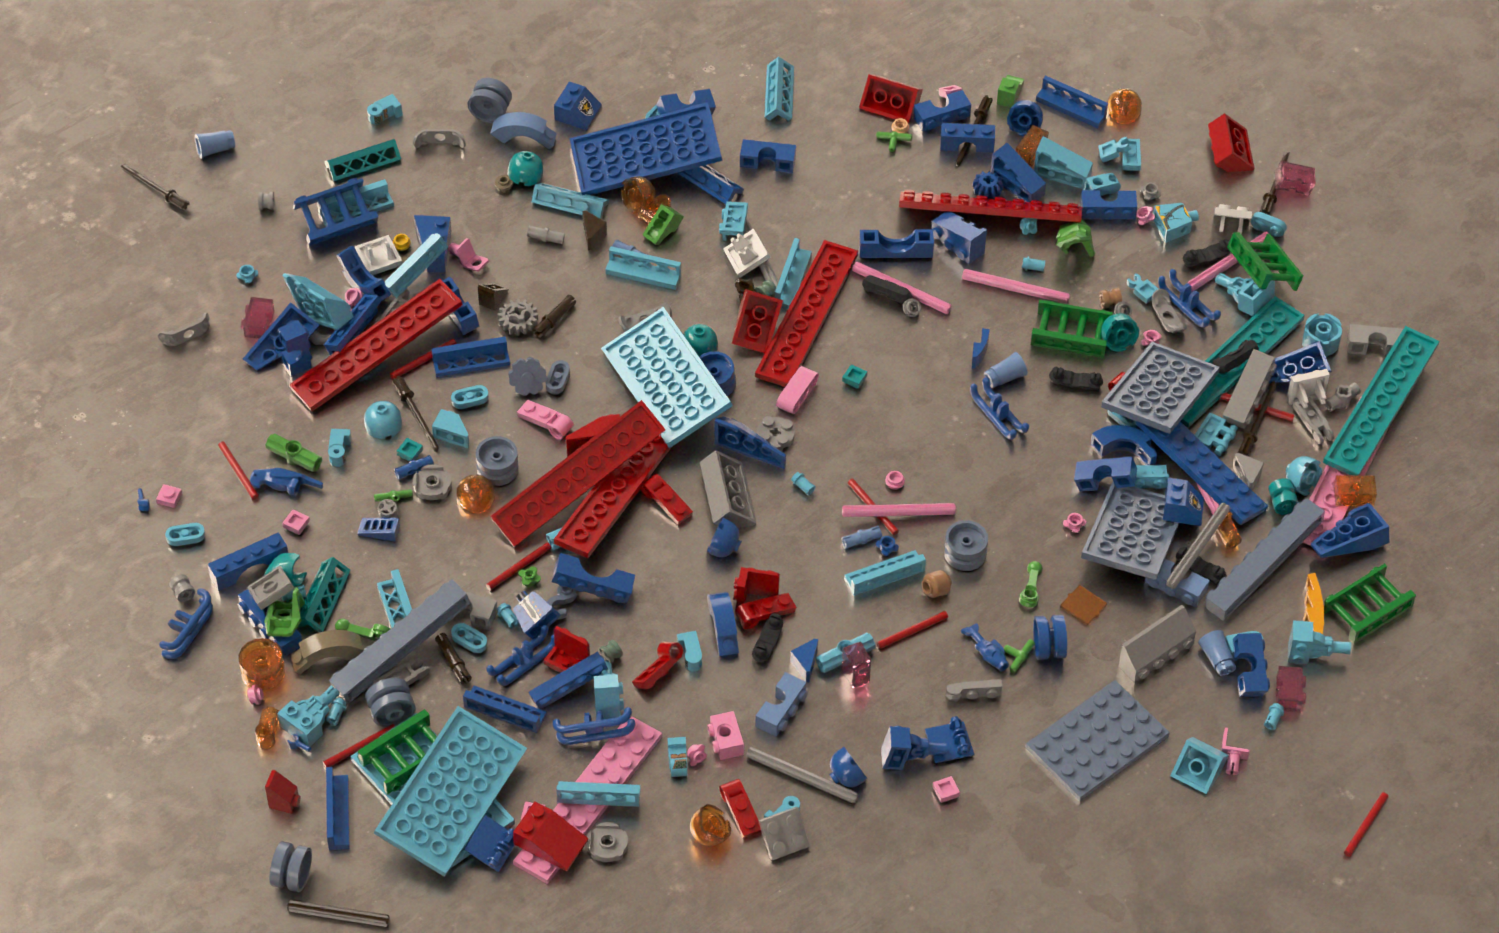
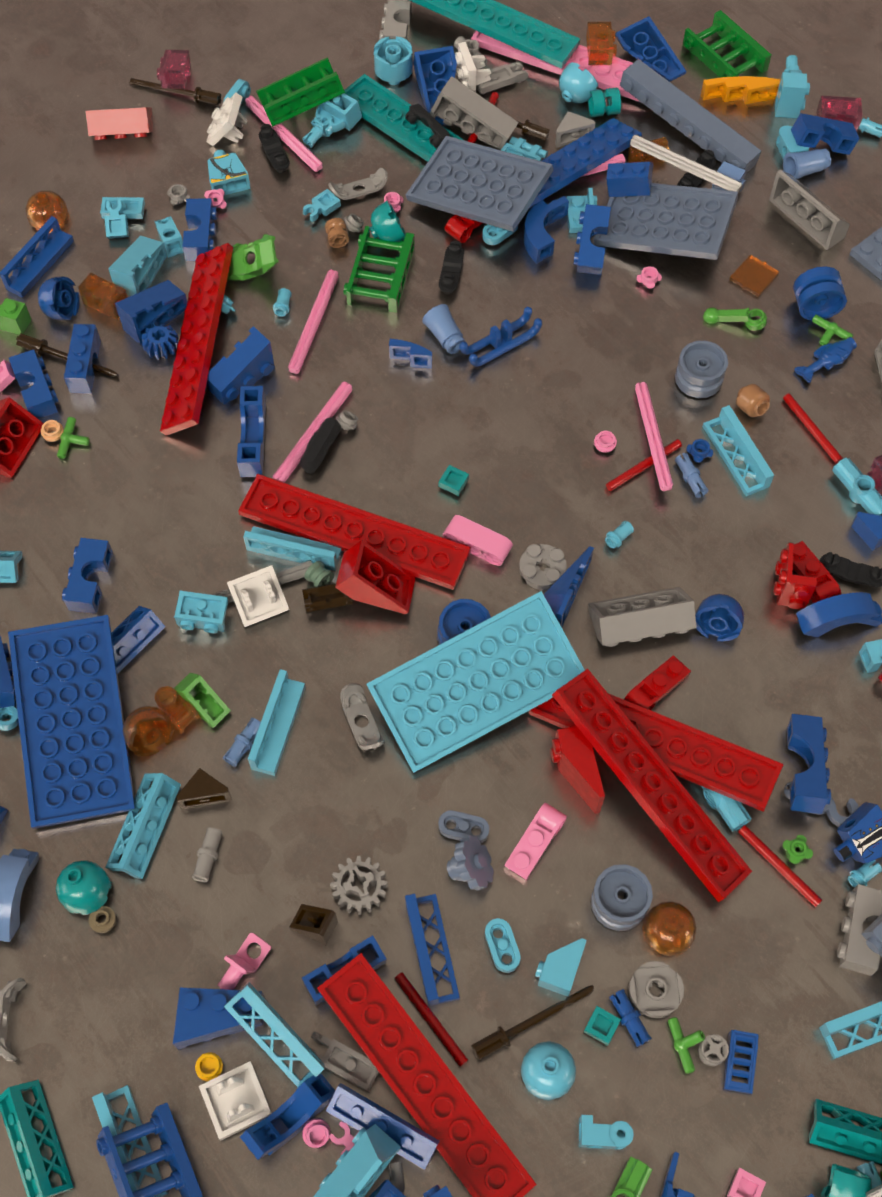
camera: 90 degrees left, 10 degrees up
(549, 321) = (363, 842): dark brown pin -> none
(701, 338) = (398, 648): teal cylinder -> none
(1188, 300) = (342, 167): blue piece -> none

